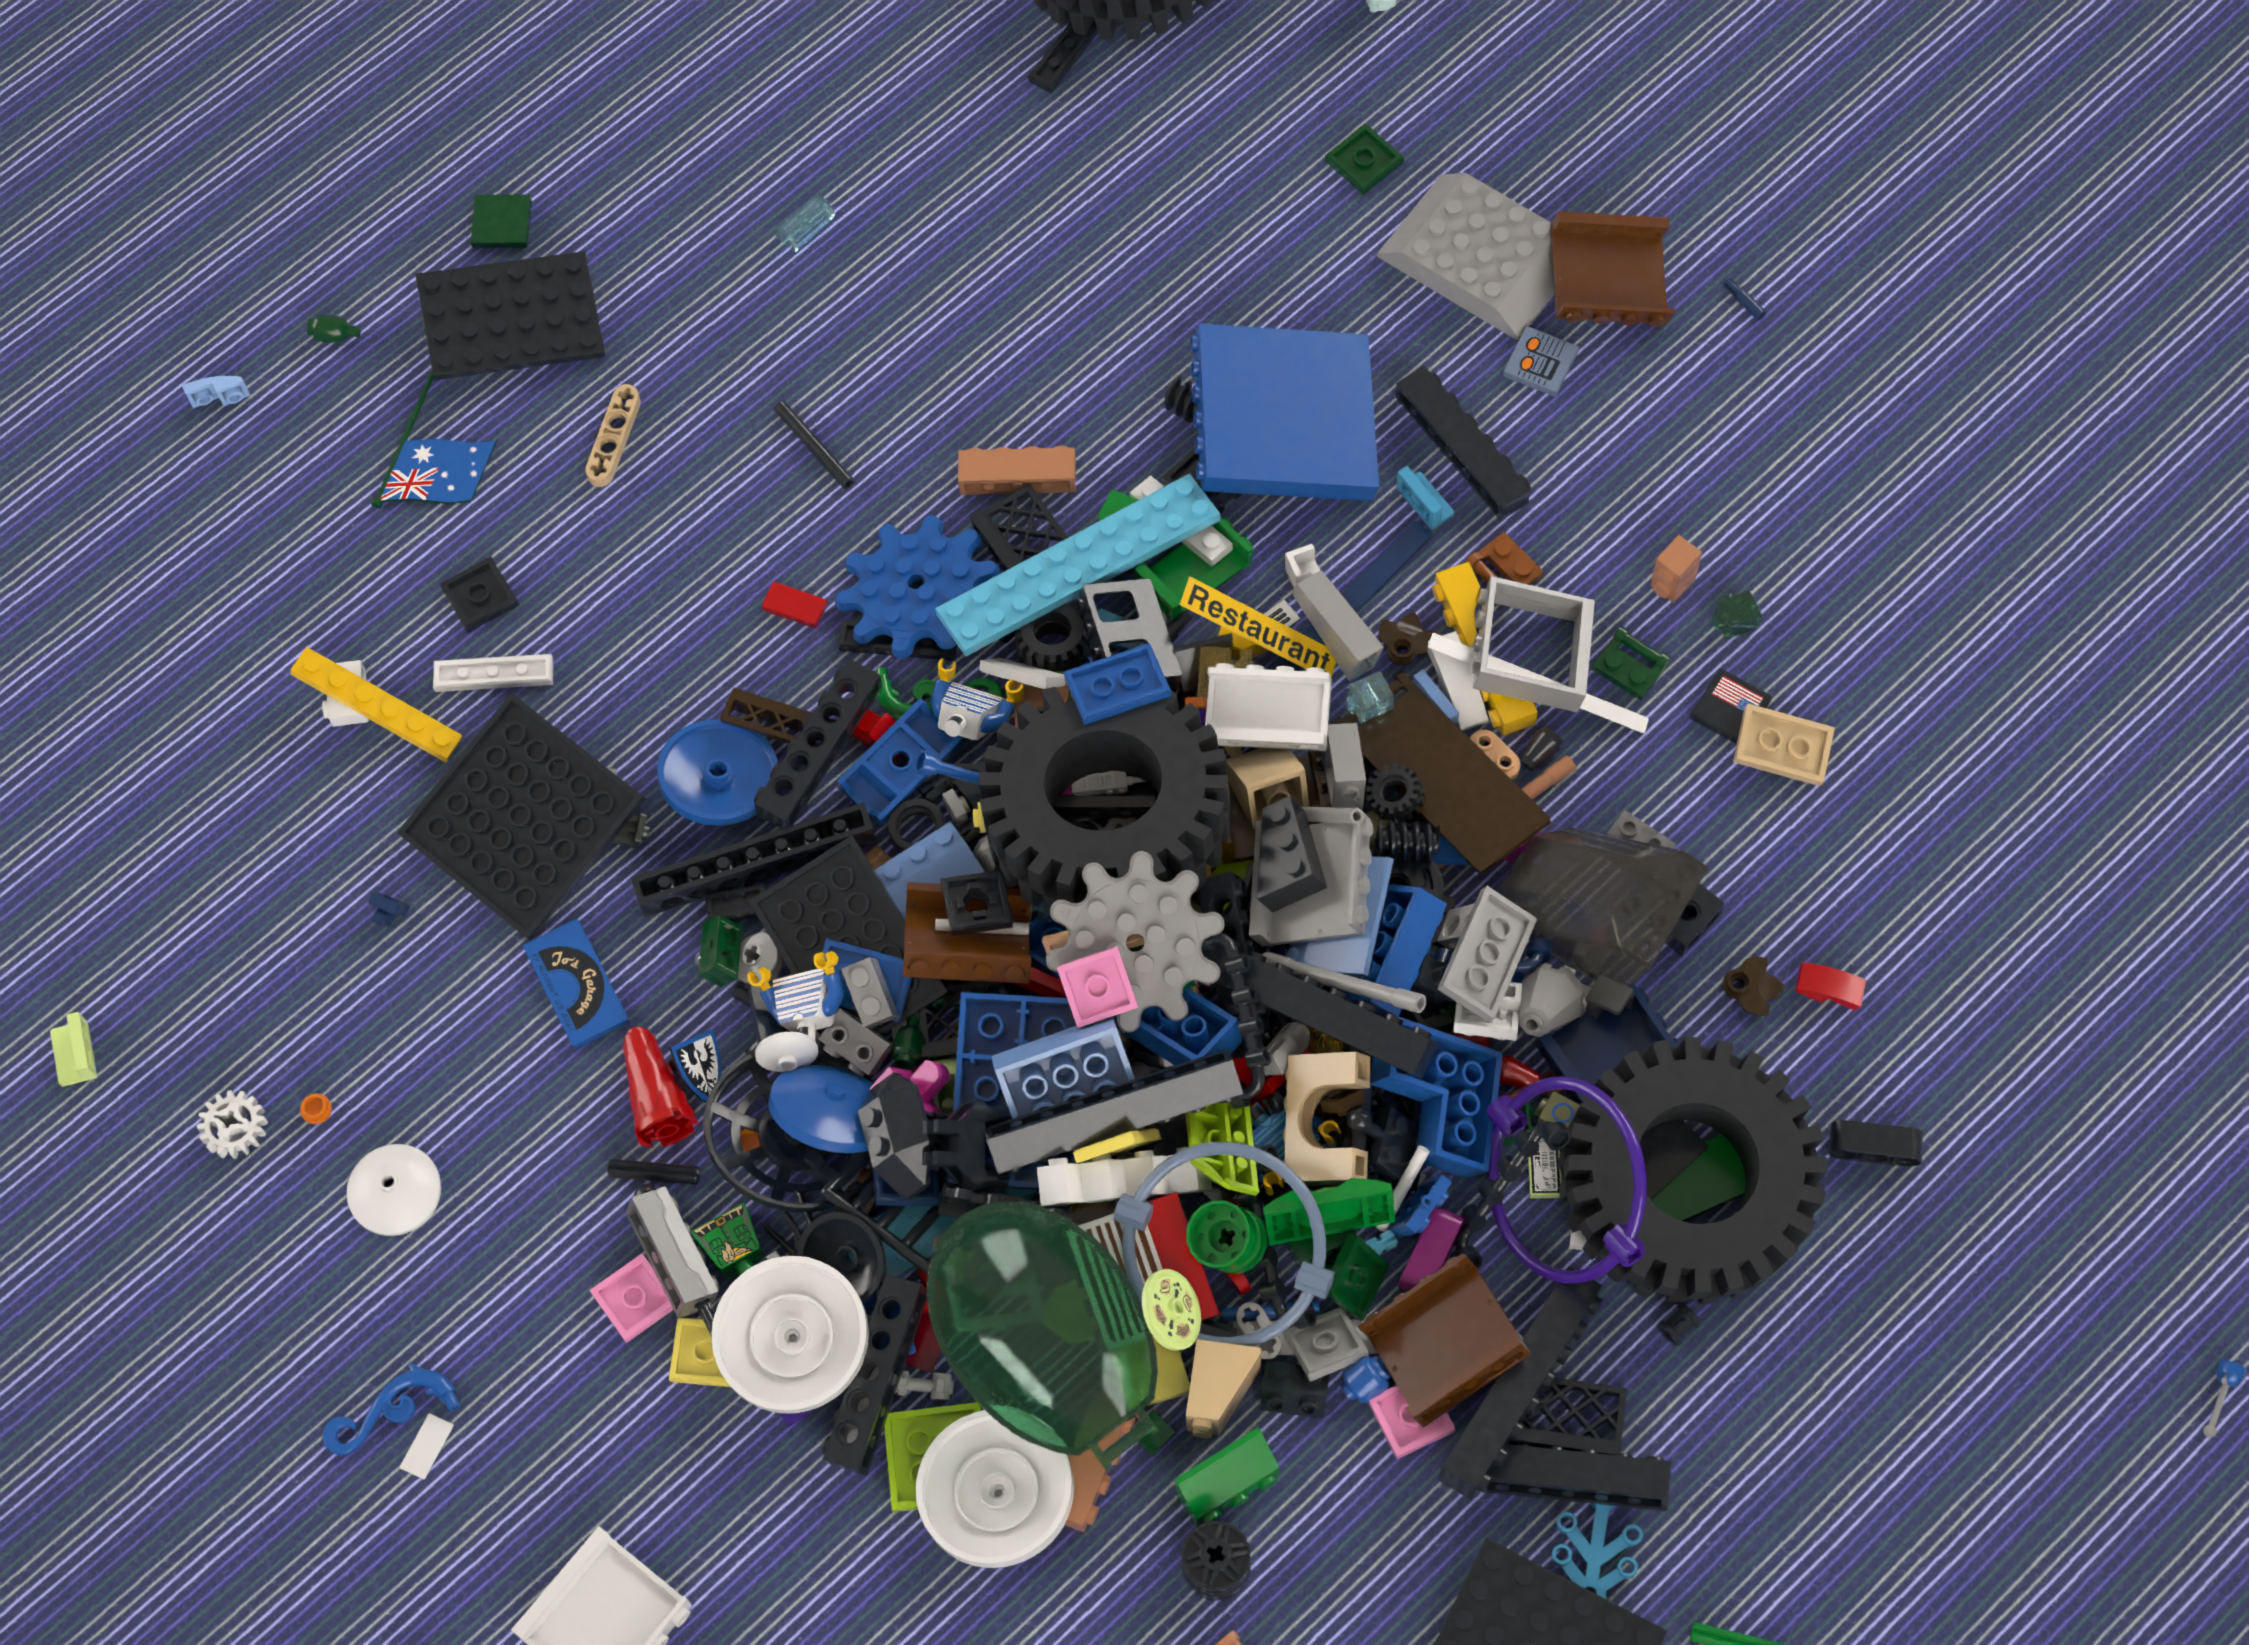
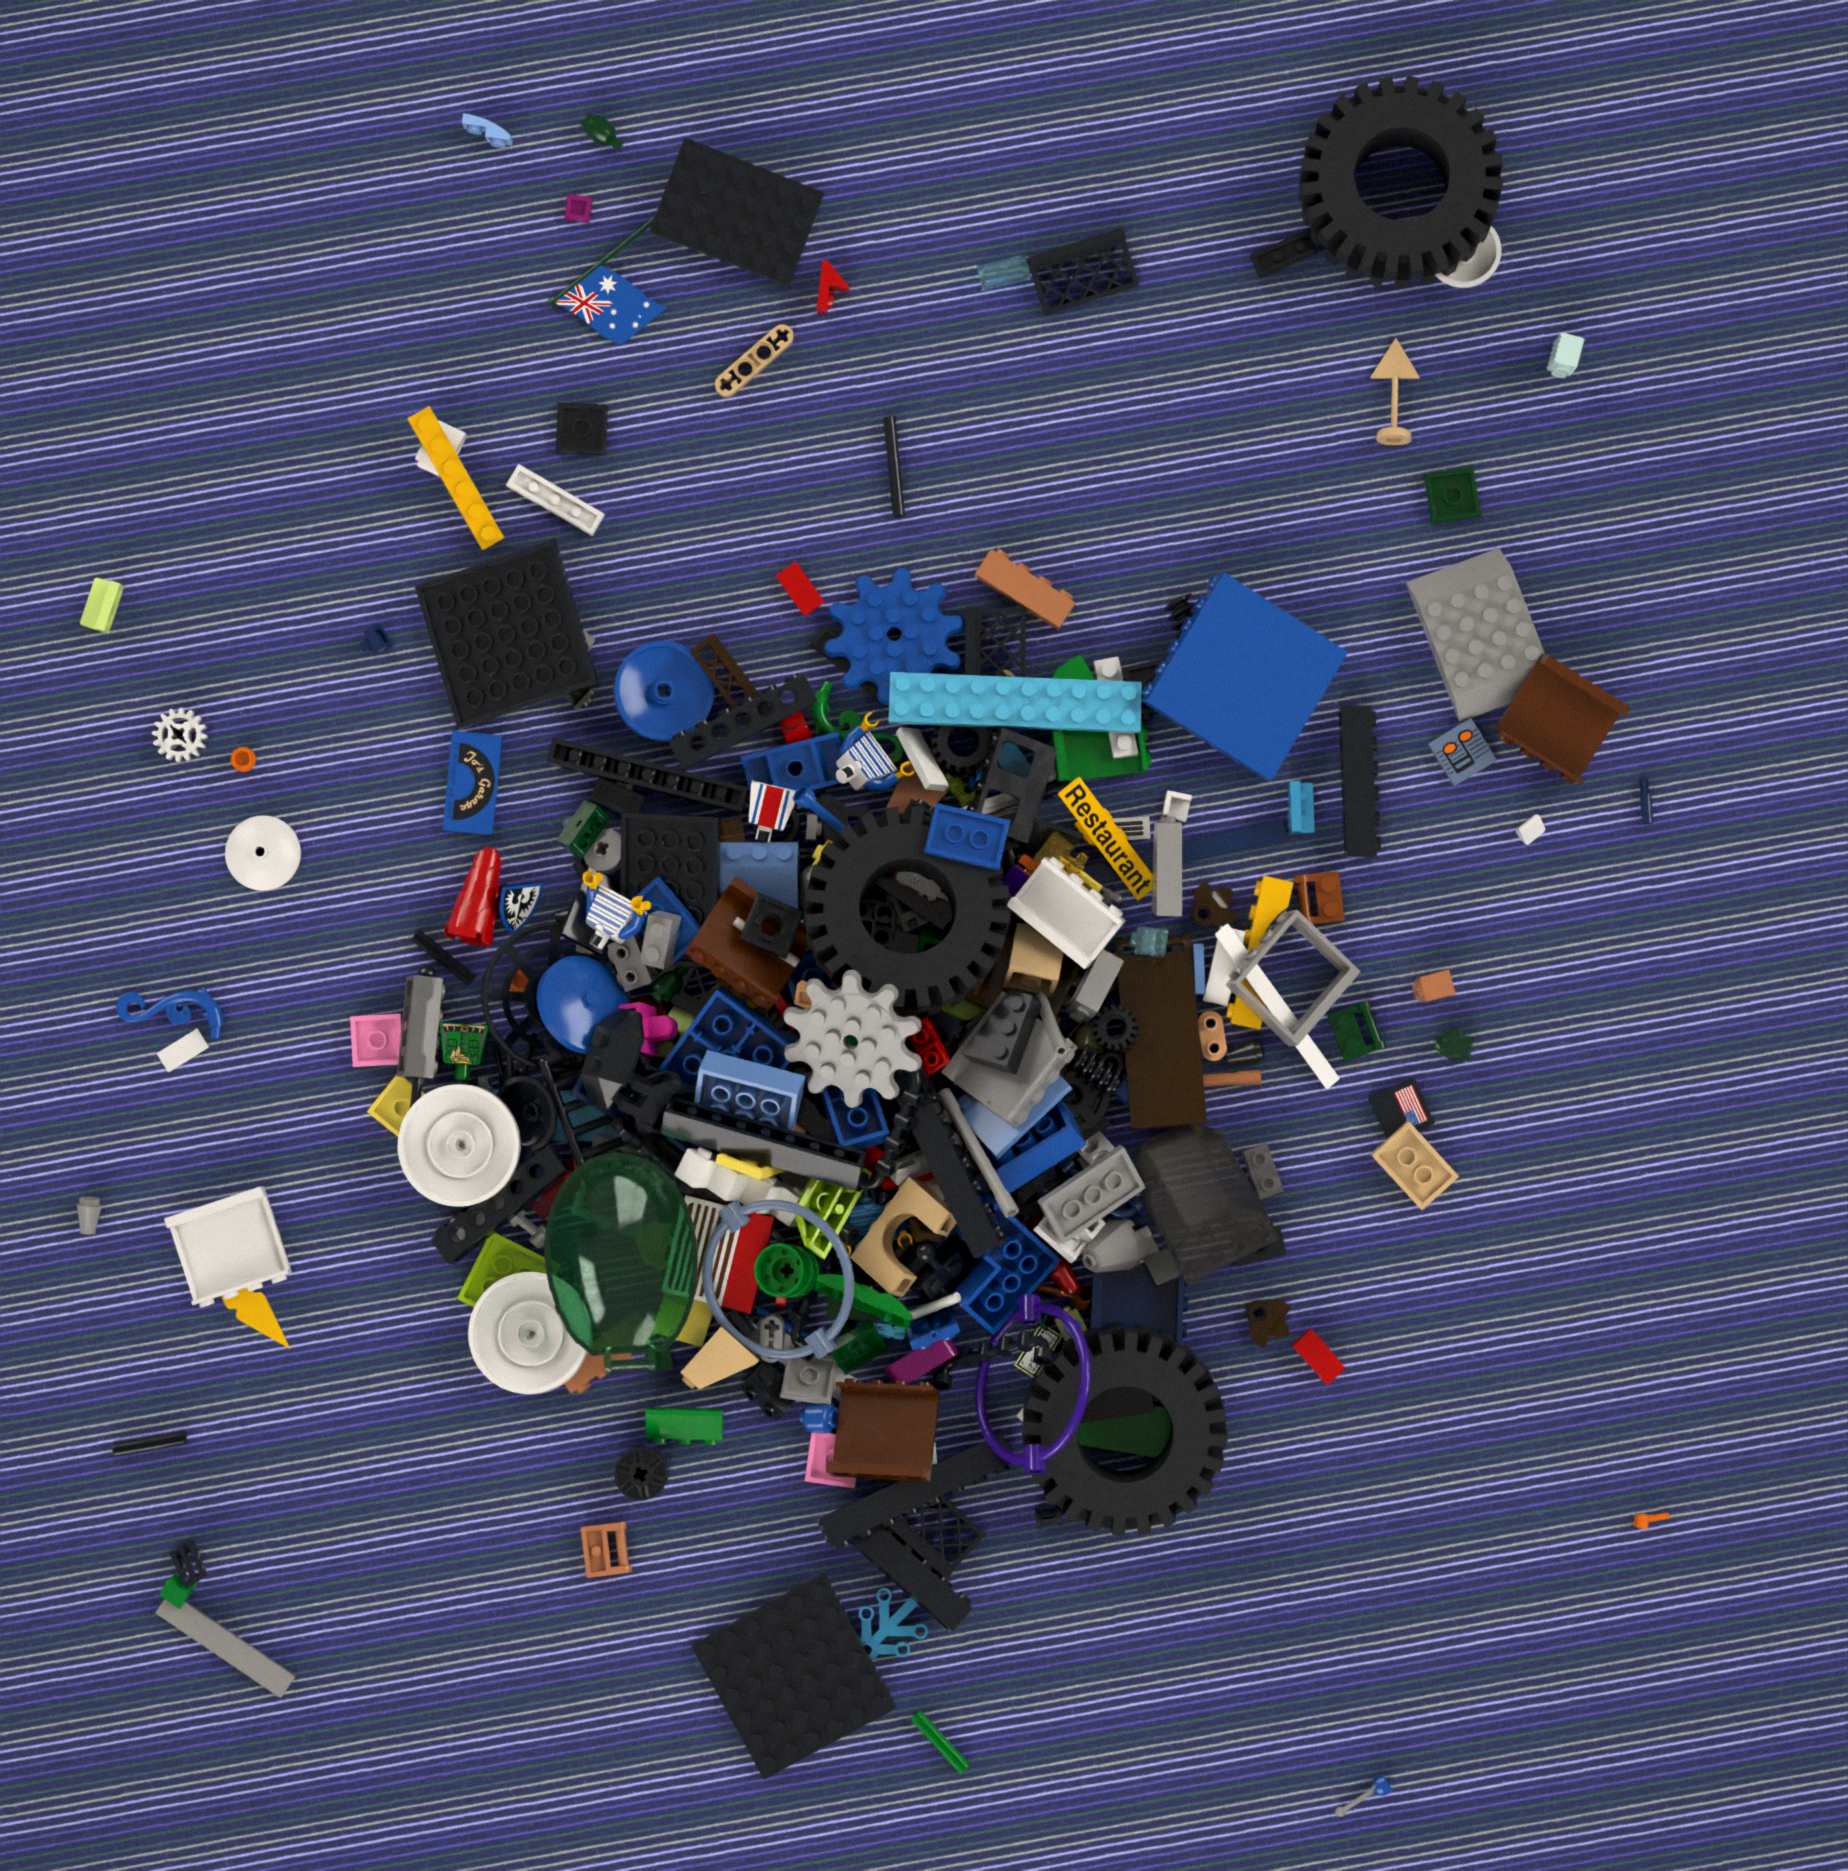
camera: 25 degrees right, 20 degrees up
(351, 408) = (578, 208): none -> magenta tile
(501, 221) = (780, 117): dark green tile -> none
(644, 325) = (829, 281): none -> red slope
(786, 1051) = (577, 944): white dish -> none
(858, 166) = (1076, 250): none -> black fence
(899, 806) = (769, 808): none -> torso
(1097, 986) = (804, 1056): bright pink plate -> none
(1171, 1309) = (715, 1299): yellowish green shield -> none
(1232, 86) = (1394, 366): none -> tan piece
(1234, 919) = (929, 1047): none -> red slope
(1657, 385) = (1531, 829): none -> white slope
(1876, 1143) = (1267, 1483): black beam -> none

